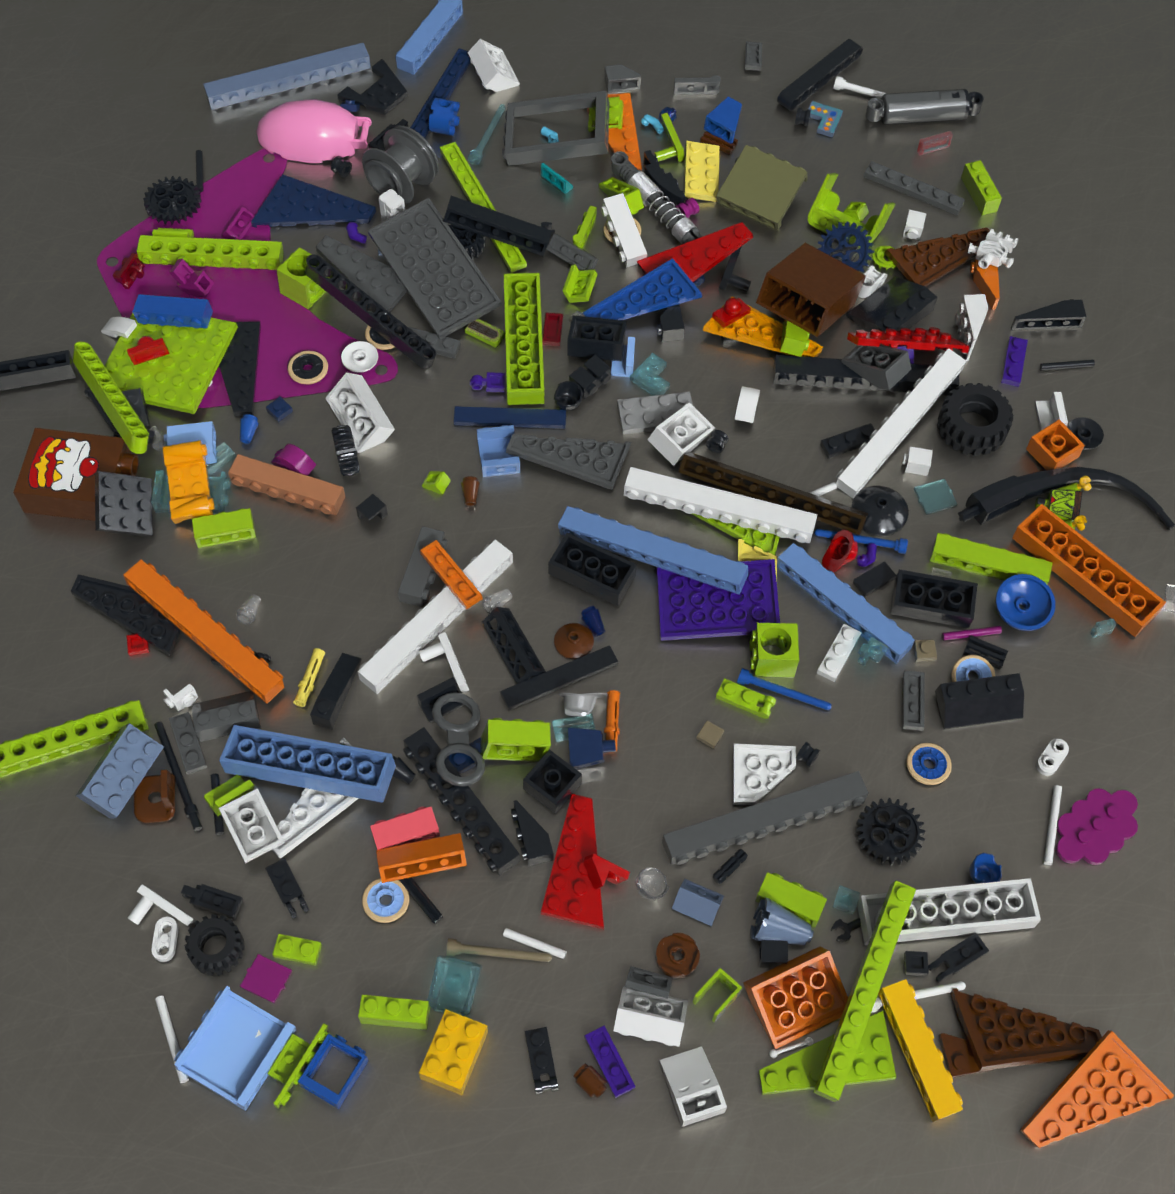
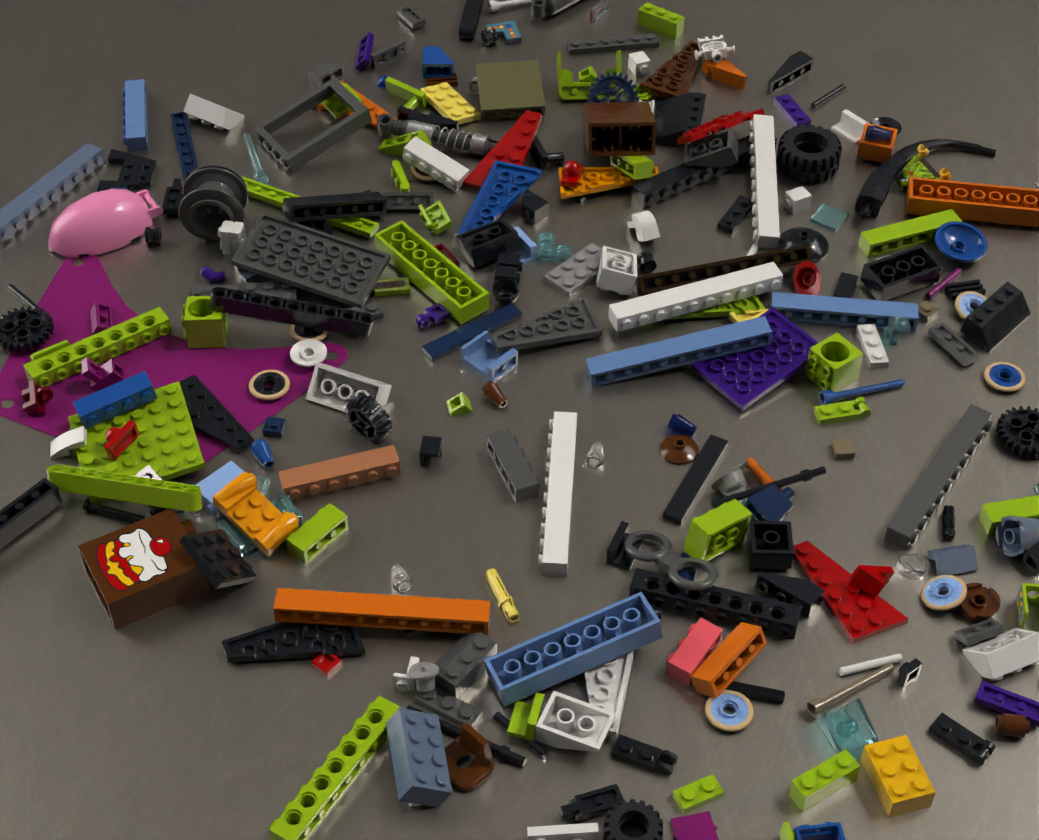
camera: 35 degrees left, 15 degrees down
(182, 705) = (424, 675): none -> light grey piece
(293, 459) = (328, 448): magenta brick -> none
(301, 203) = (138, 279): dark blue wing -> none
(335, 691) = (535, 593): black slope -> none
(442, 647) = (603, 512): white piece -> none
(444, 116) = (209, 154): blue brick -> none
(451, 574) = (548, 450): orange plate -> none
(515, 640) = (635, 469): black fence -> none
(552, 135) = (305, 135): medium azure arm -> none
(554, 973) = (909, 672): none -> black plate
(555, 179) = (341, 160): teal slope -> none
(592, 569) = (647, 390): black brick -> none
(639, 740) = (805, 476): none -> black bar
(654, 122) = (380, 91): medium azure arm -> none
(656, 937) = (955, 596): none -> light blue wheel
(676, 72) = (364, 51): none -> dark purple plate
(688, 208) = (467, 126): magenta wheel -> none
(759, 770) = (901, 449): white plate -> none
(808, 754) = (923, 418): black wheel -> none
(869, 557) = (828, 276): dark purple arm -> none
(898, 545) = (841, 256): blue piece -> none
(970, 319) = (743, 95): white slope -> none
(1053, 439) = (877, 133): none -> clear blue cone
(1103, 628) = (1021, 231): clear light blue tile -> none

